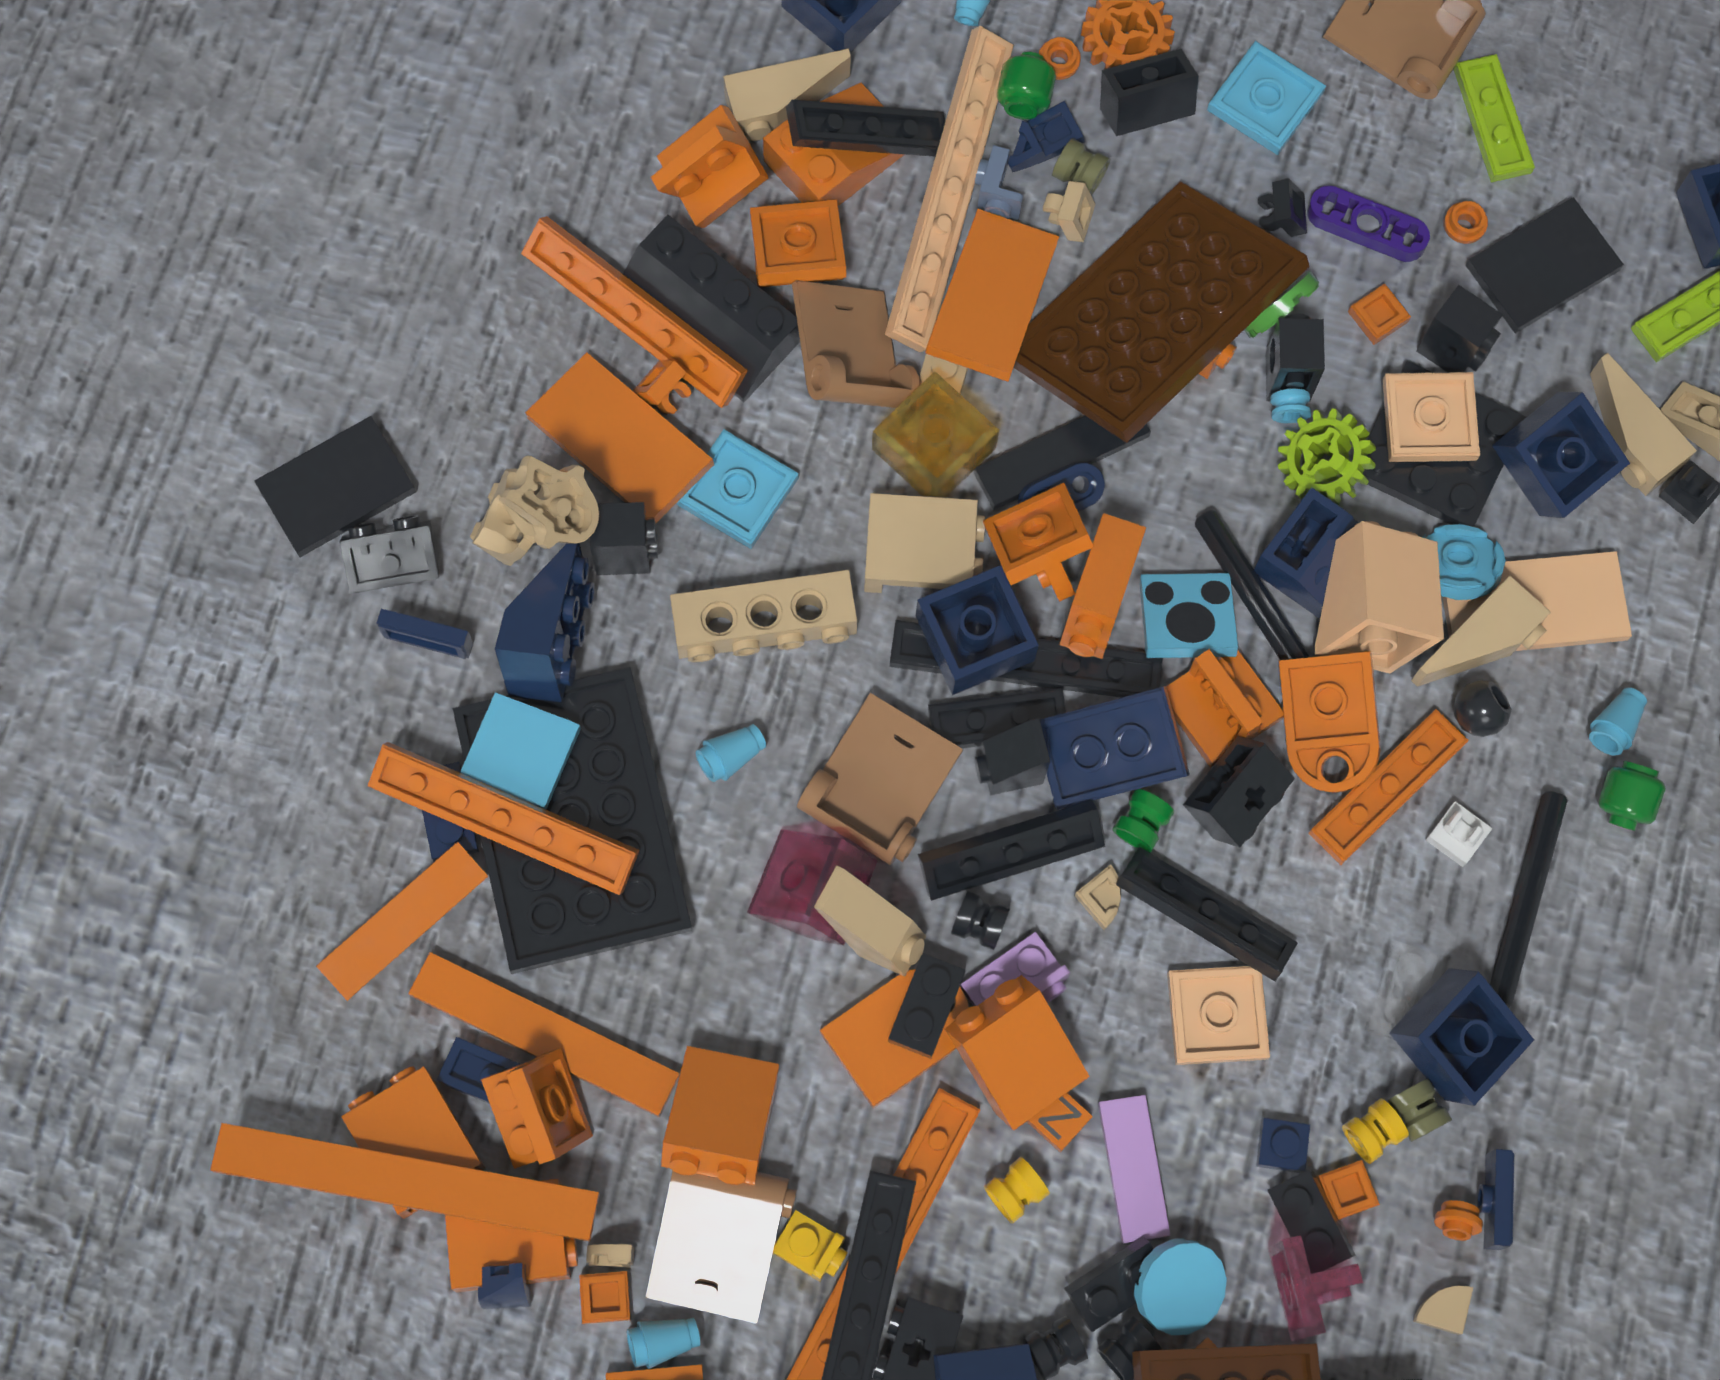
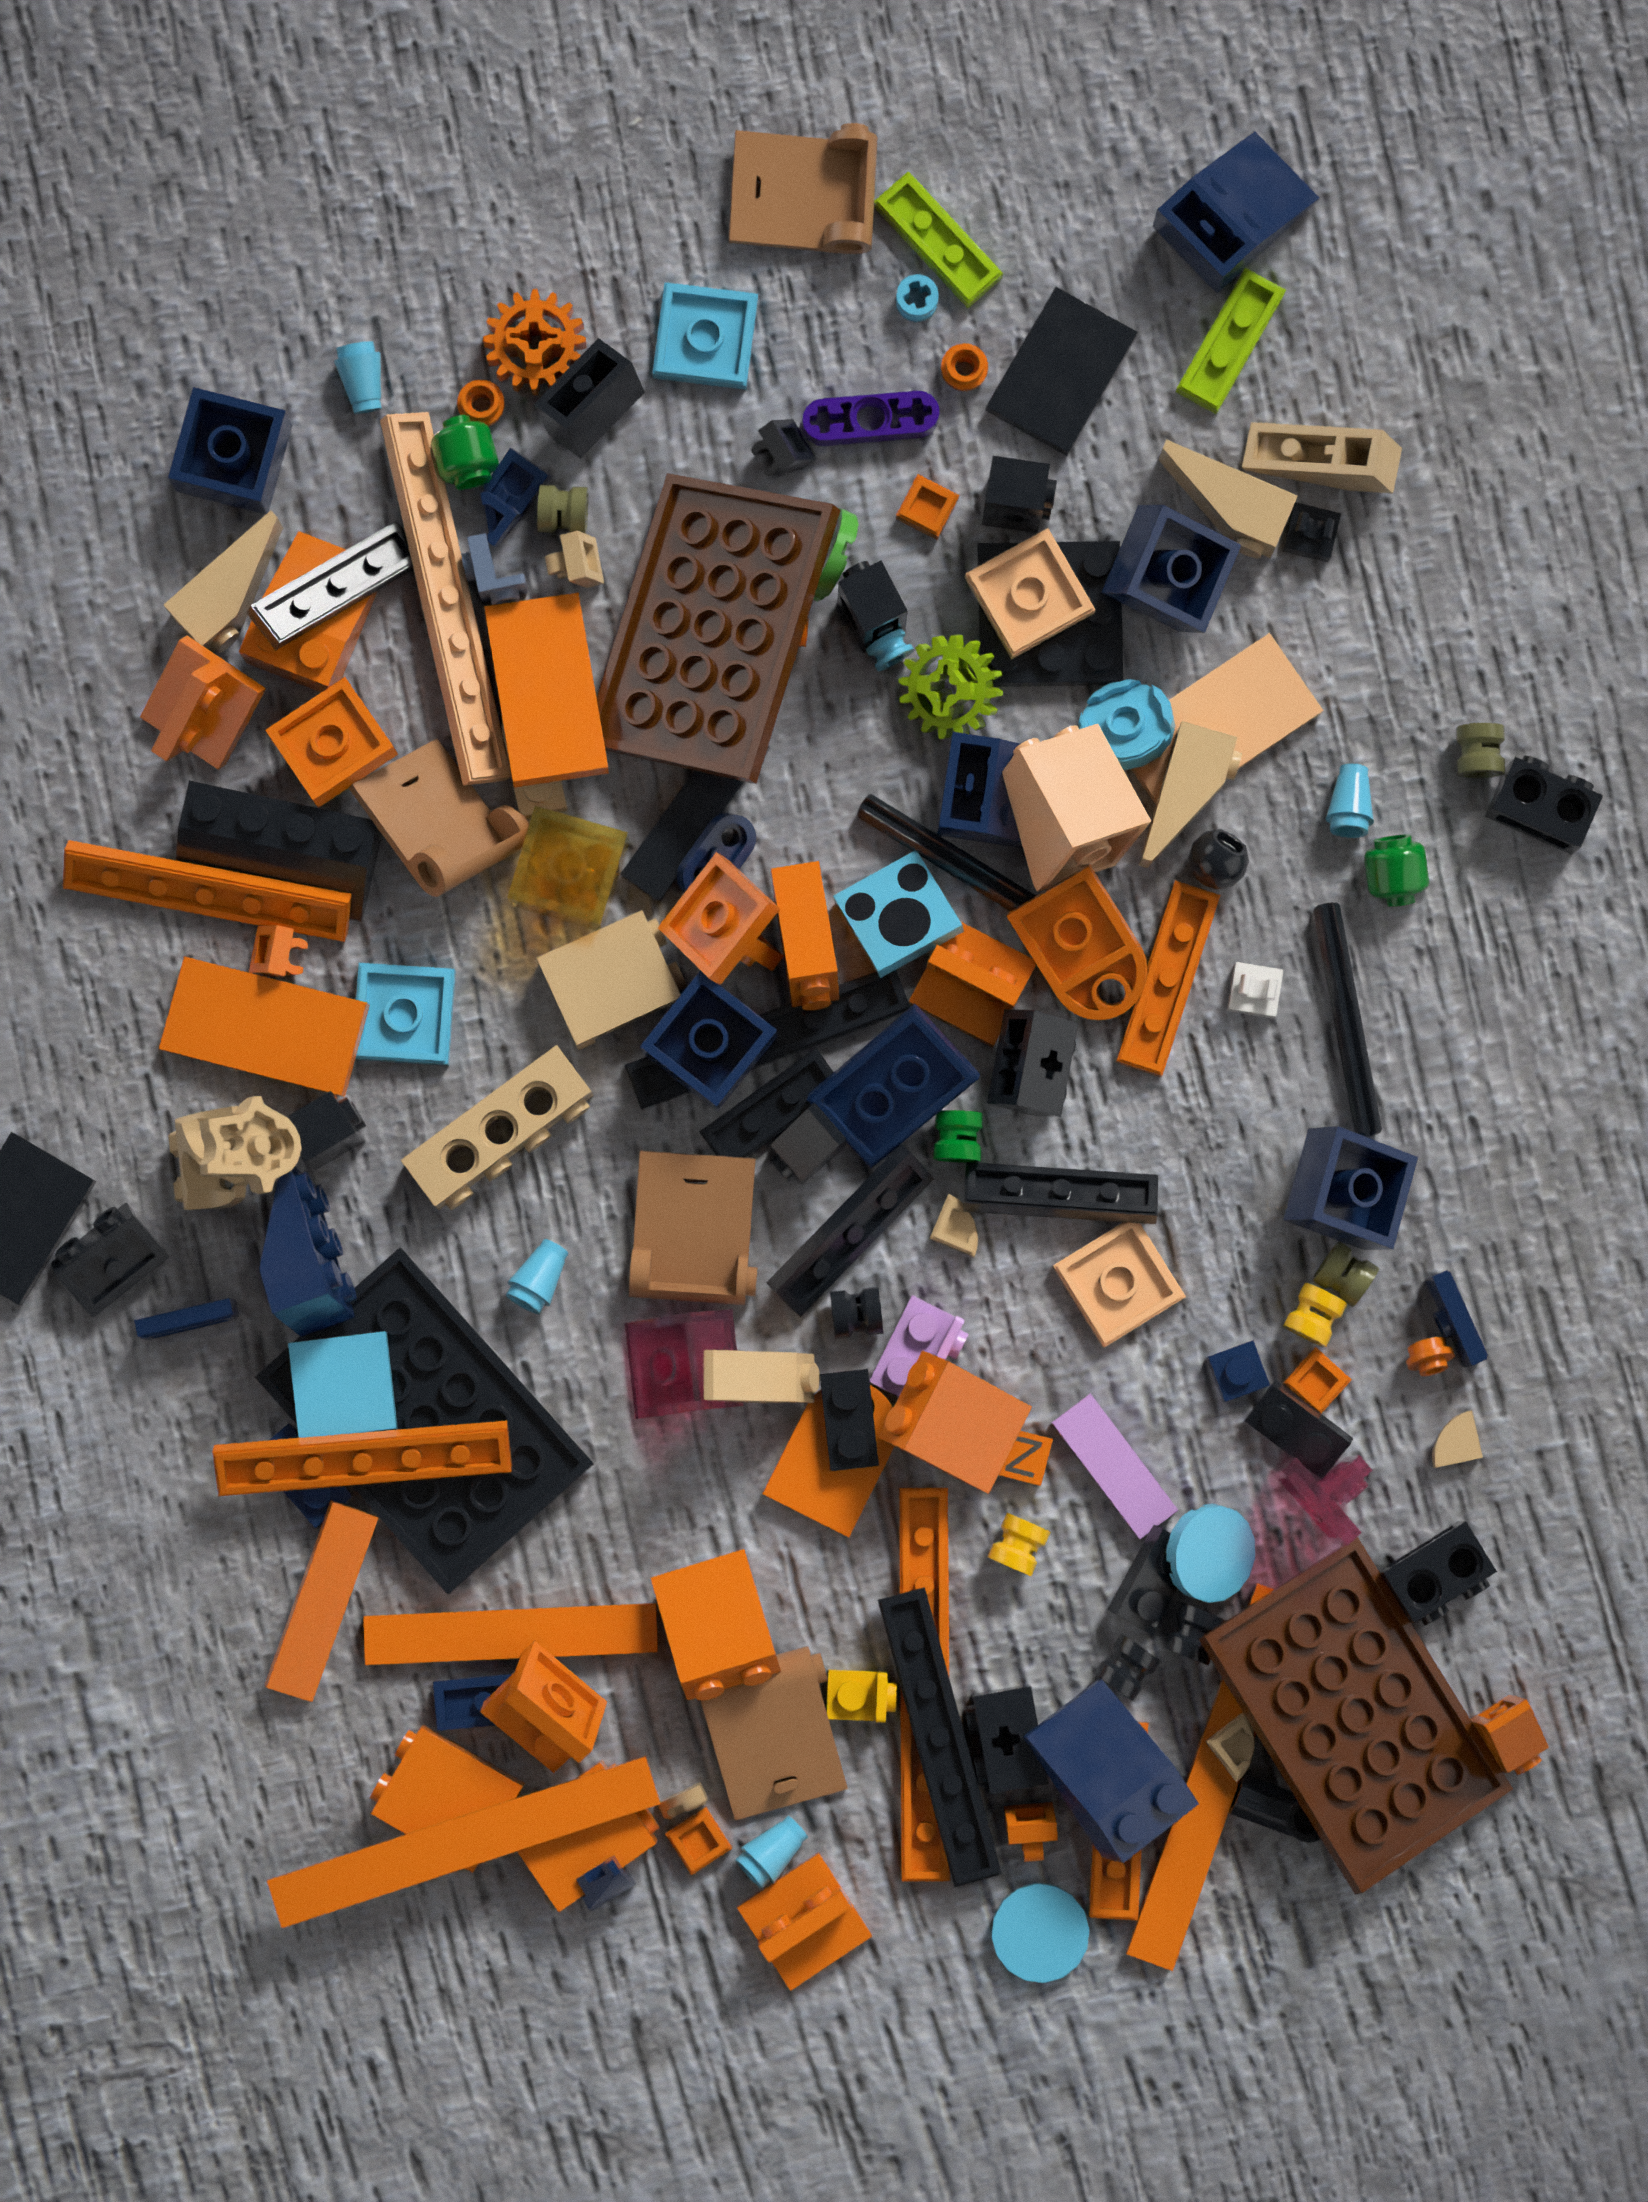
camera: 30 degrees left, 10 degrees up
(1465, 146) = (924, 284): none -> medium azure bush

